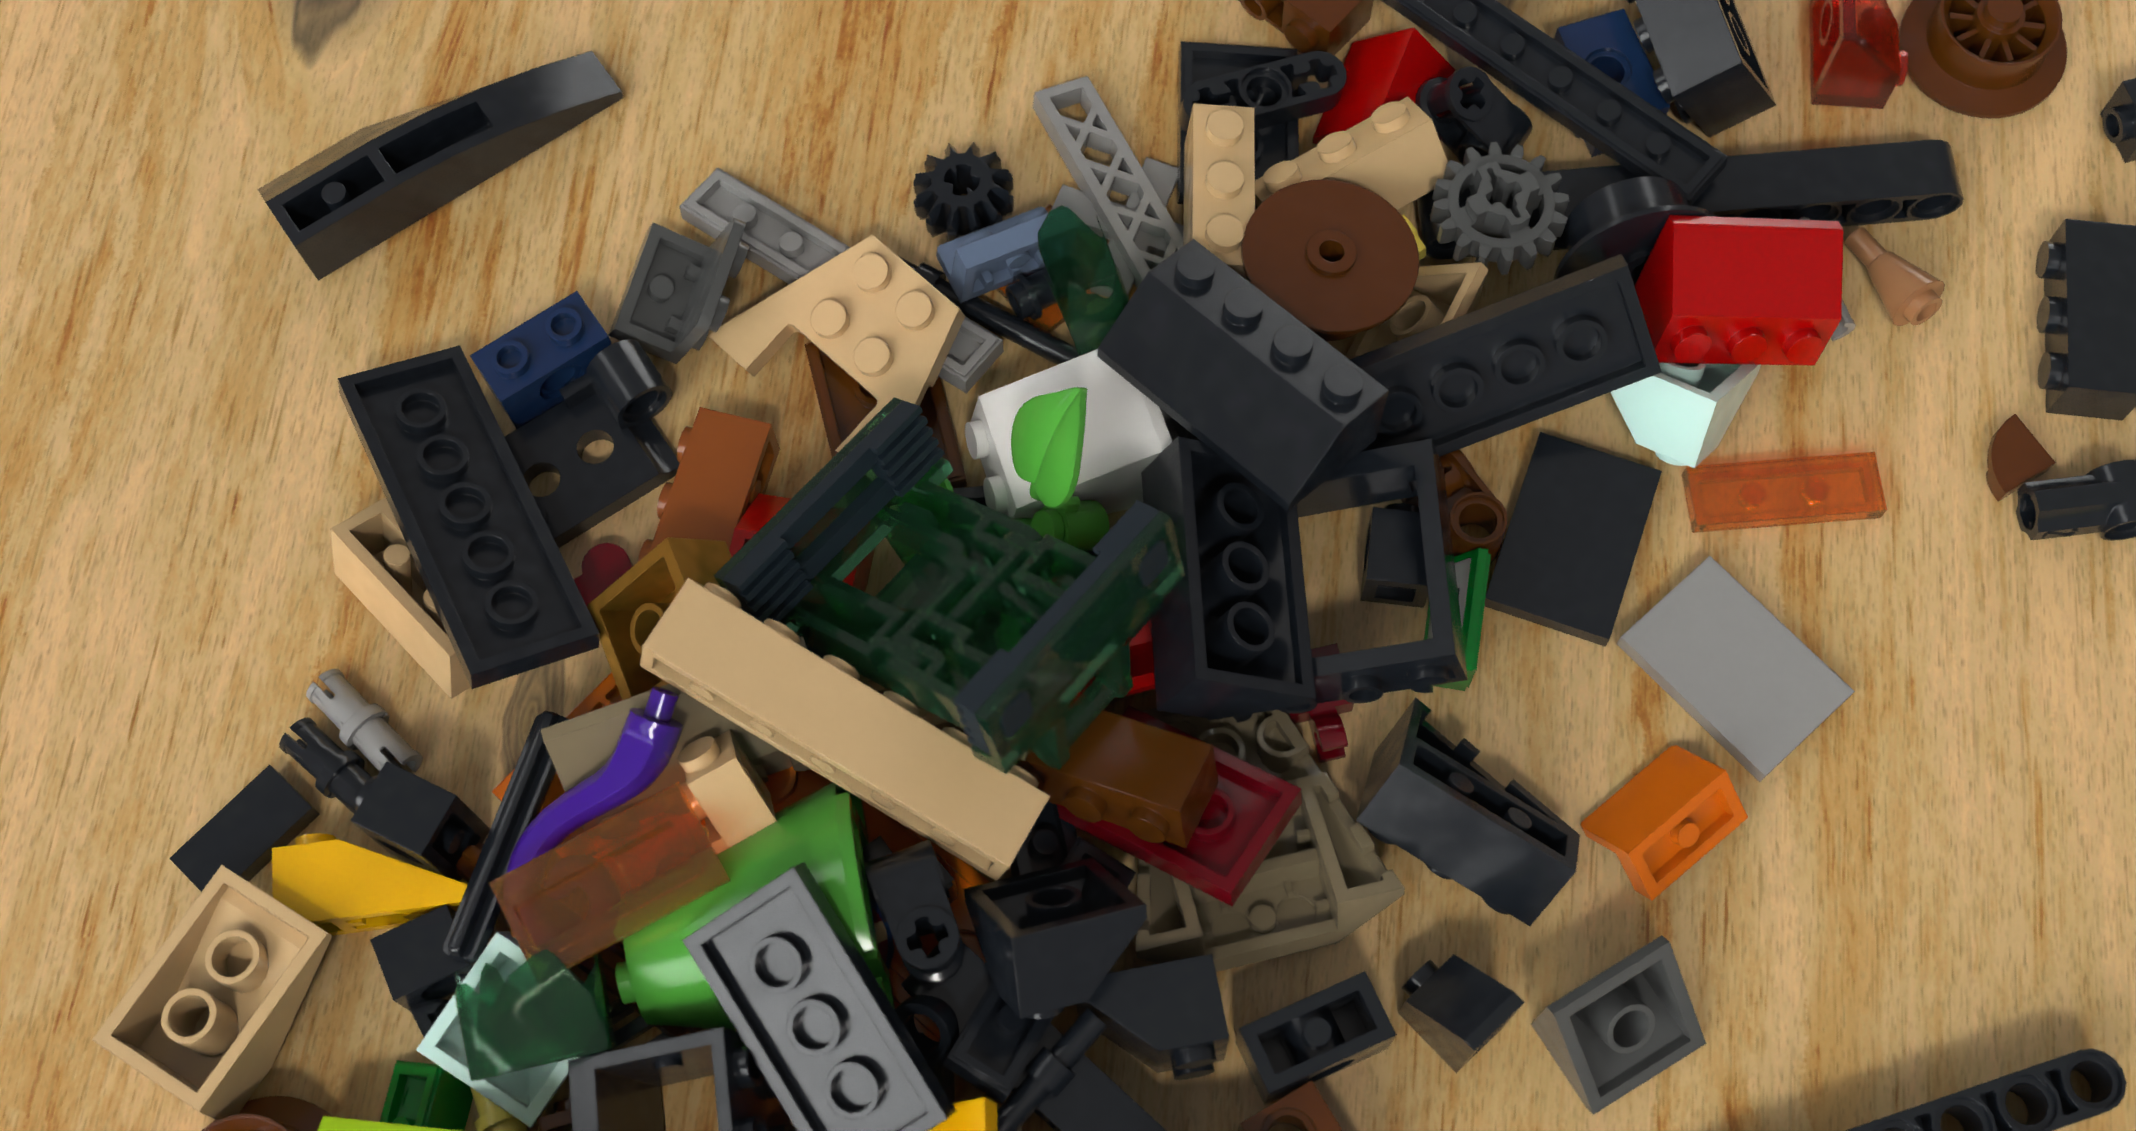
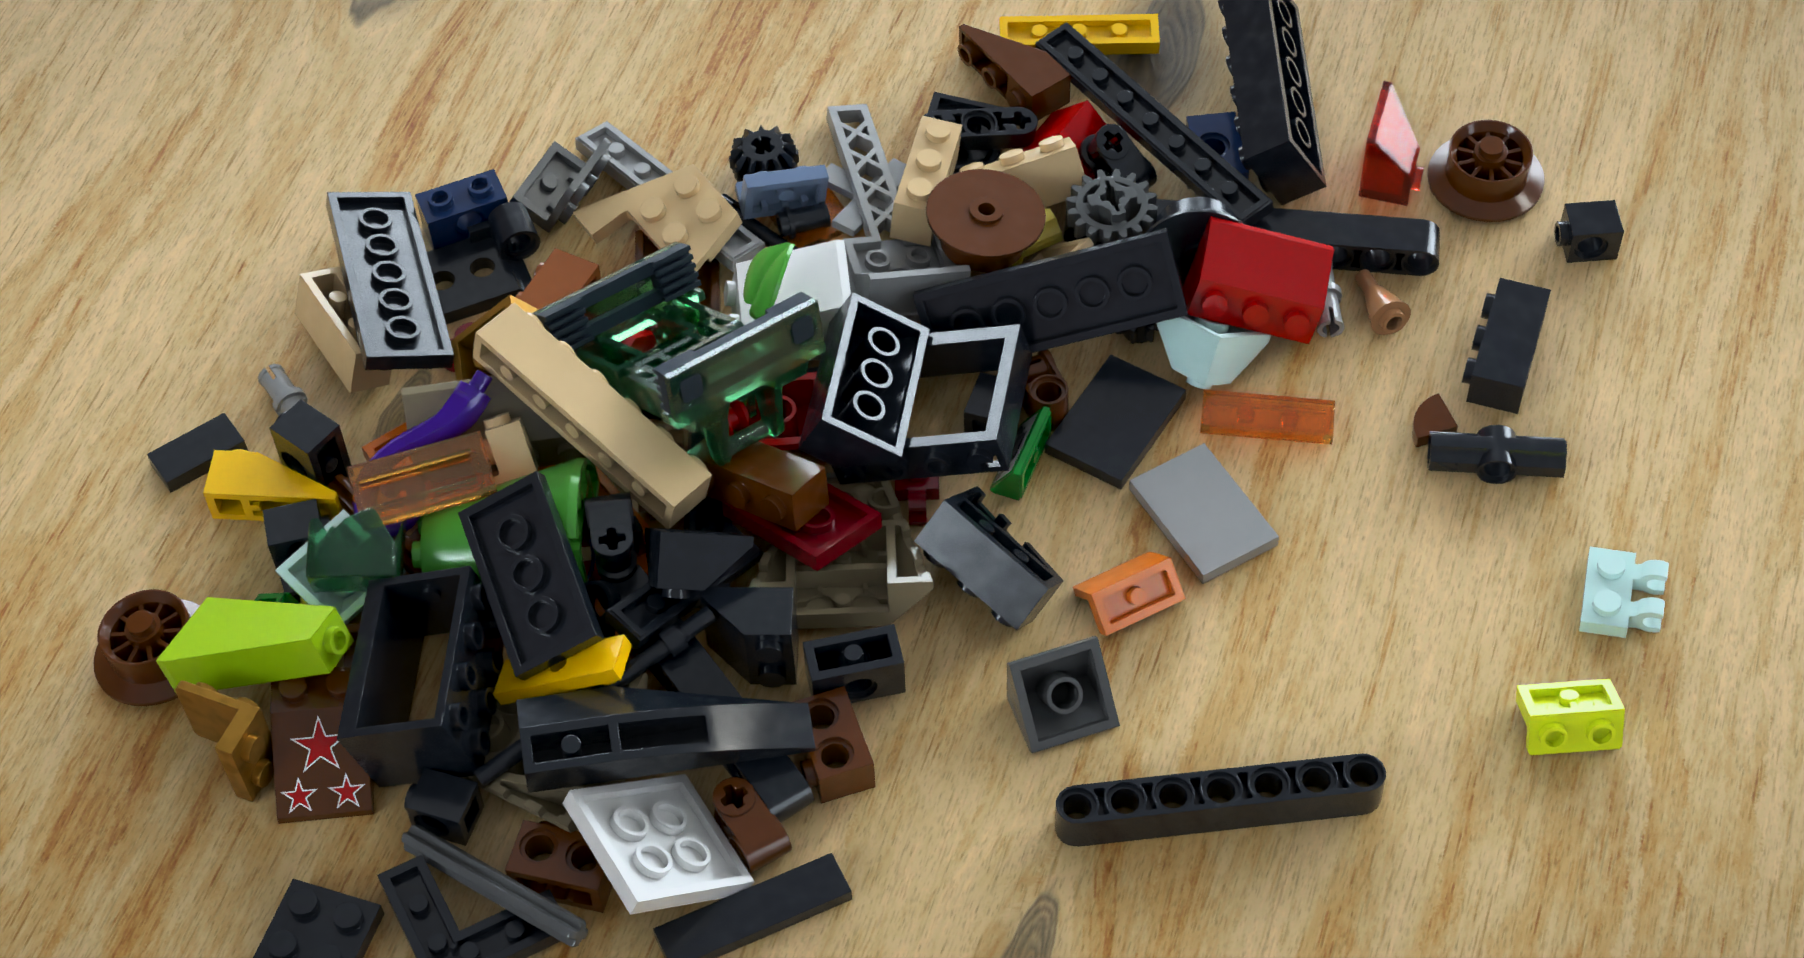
camera: 10 degrees right, 15 degrees down
(218, 996) = (158, 525): tan slope -> none
(336, 771) = (259, 418): black pin -> none
(428, 157) = (422, 86): black wedge -> none
(518, 808) = (341, 492): black axle -> none
(1077, 259) = (822, 205): clear green piece -> none
(1243, 375) = (904, 263): black slope -> none
(1457, 1008) = (955, 671): black slope -> none

